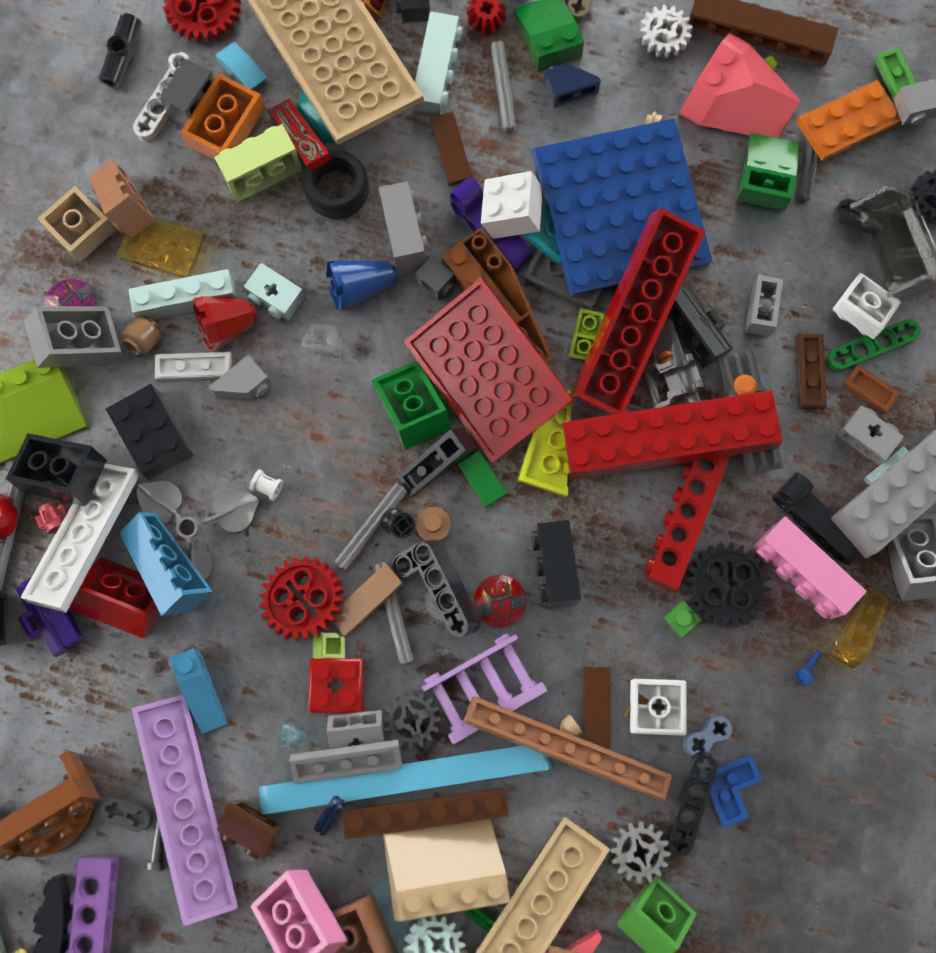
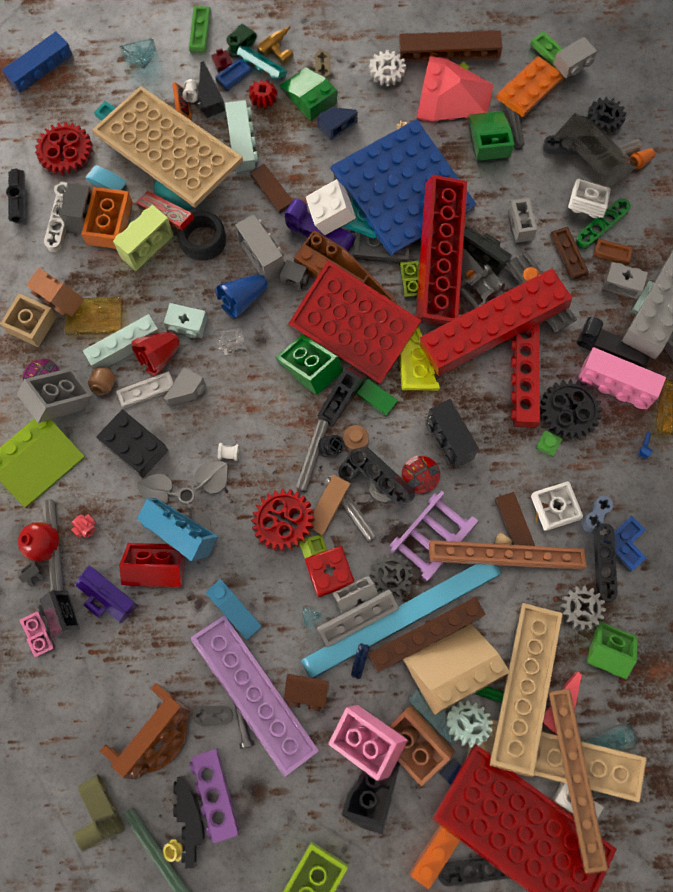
camera: 20 degrees left, 5 degrees down
(56, 469) = (75, 490): black brick -> none
(79, 540) = (110, 530): white plate -> none
(503, 86) = (291, 137): light grey axle -> none

